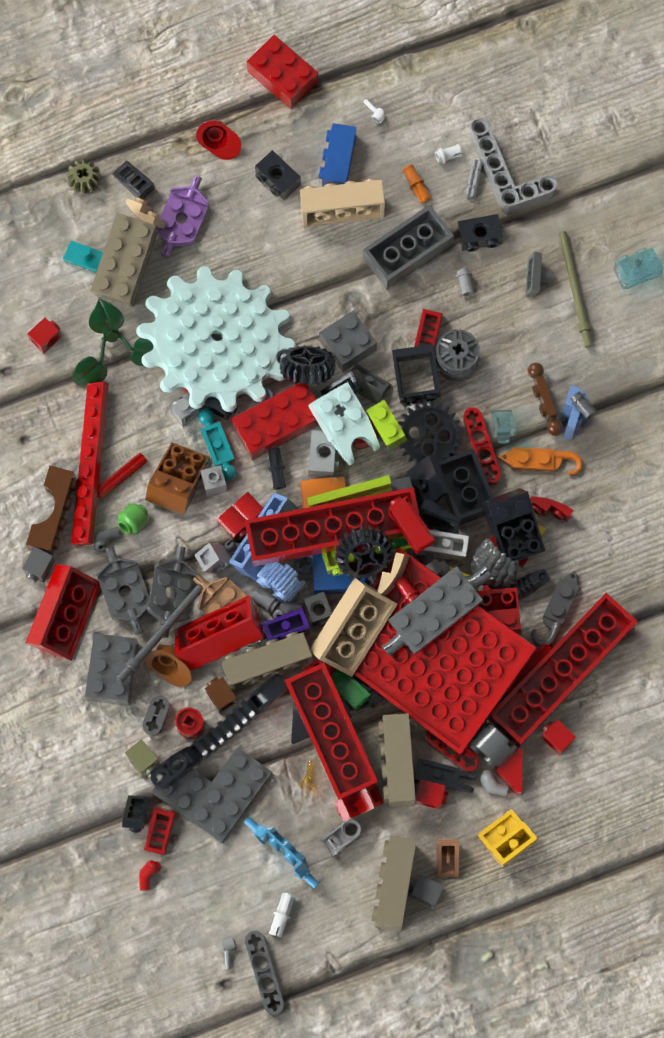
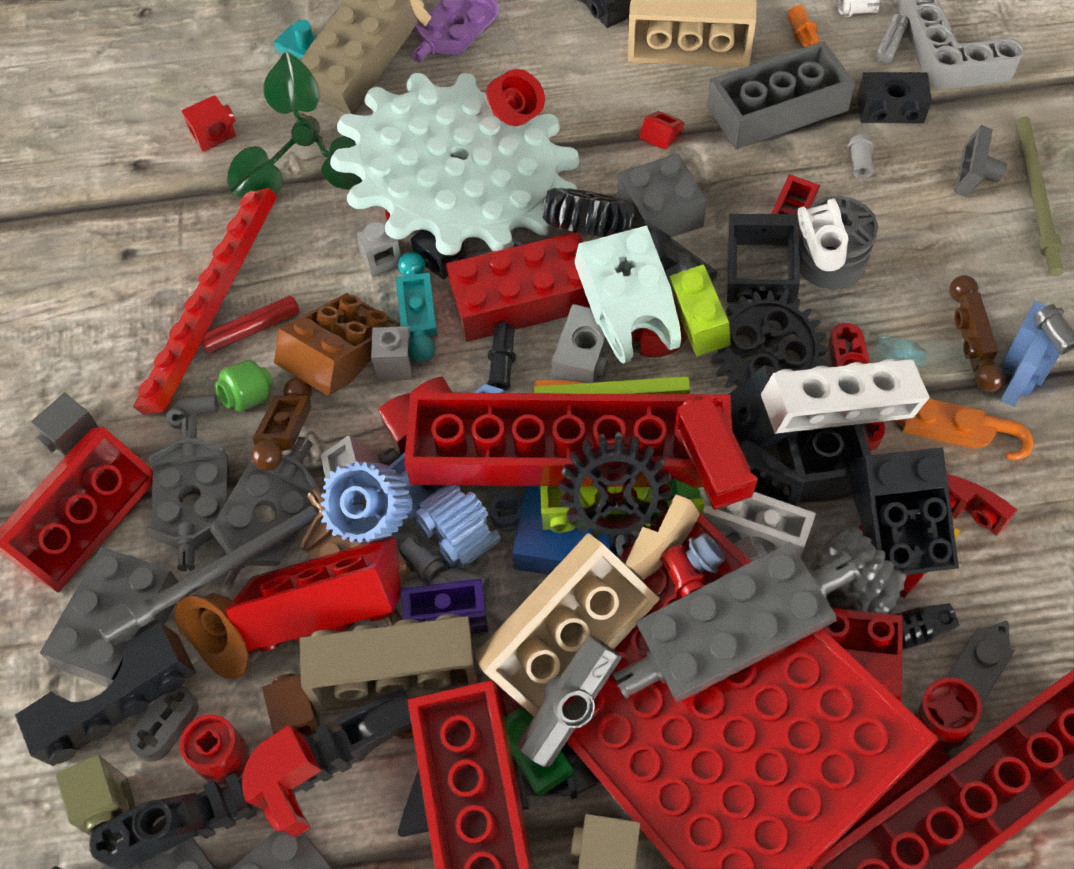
camera: 15 degrees right, 15 degrees down
(45, 535) = (102, 380): reddish brown arch -> none
(145, 690) = (150, 667): none -> black arch
(165, 539) = (281, 424): none -> reddish brown plate
(227, 727) = (273, 773): none -> red brick
(240, 589) = (385, 501): none -> light blue brick
(245, 292) = (515, 97): none -> red piece
(314, 601) = (506, 578): dark grey brick -> none
(336, 281) = (660, 129): none -> red slope
(363, 663) = (556, 722): none -> dark grey piece
(415, 578) = (705, 553): none -> sand blue plate
(447, 360) = (822, 229): none -> white piece
(447, 482) = (843, 395): none -> white brick
(547, 628) = (950, 711): none -> red wheel

